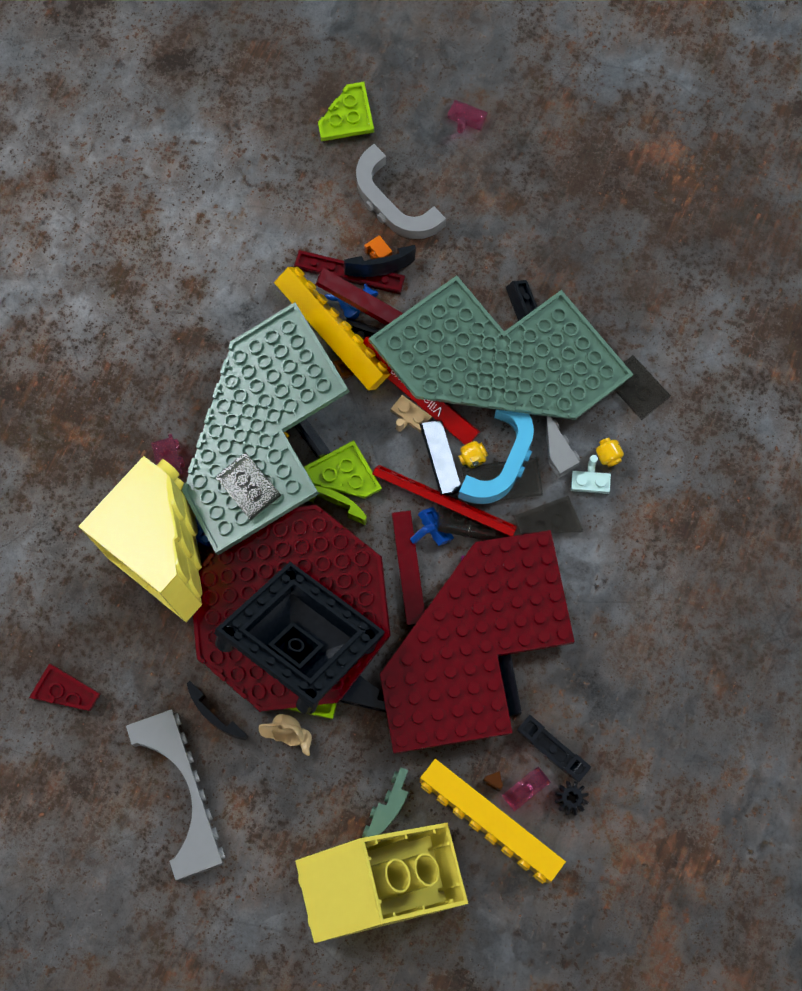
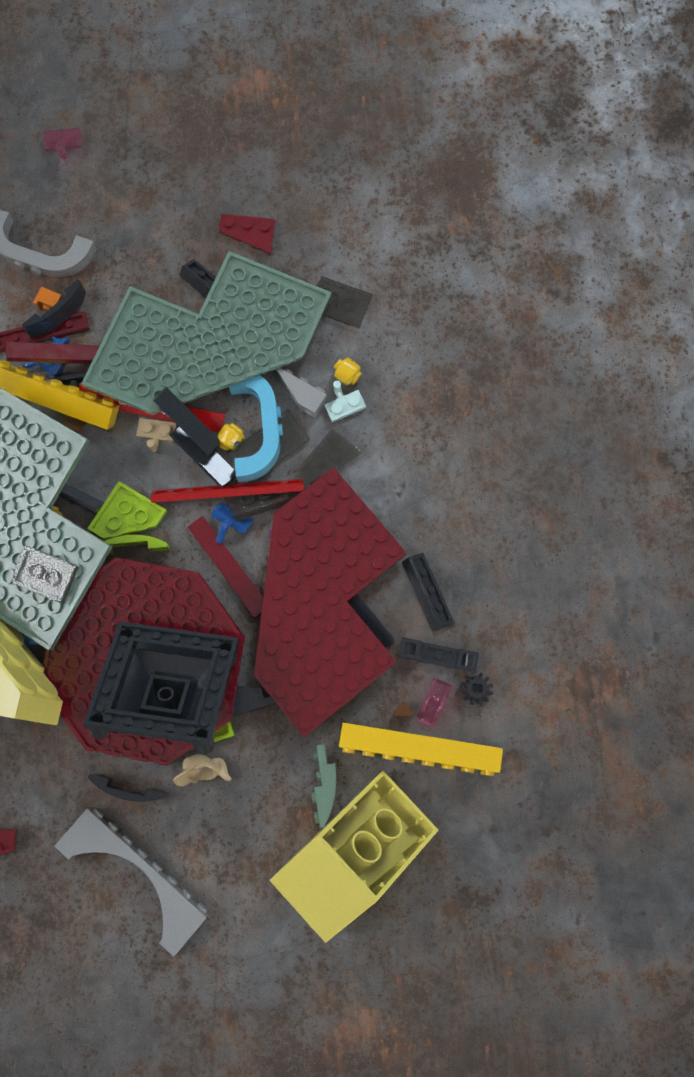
camera: 25 degrees left, 5 degrees up
(442, 419) = (186, 420): none -> black slope
(574, 688) = (427, 592): none -> black slope
(591, 281) = (251, 230): none -> dark red wing

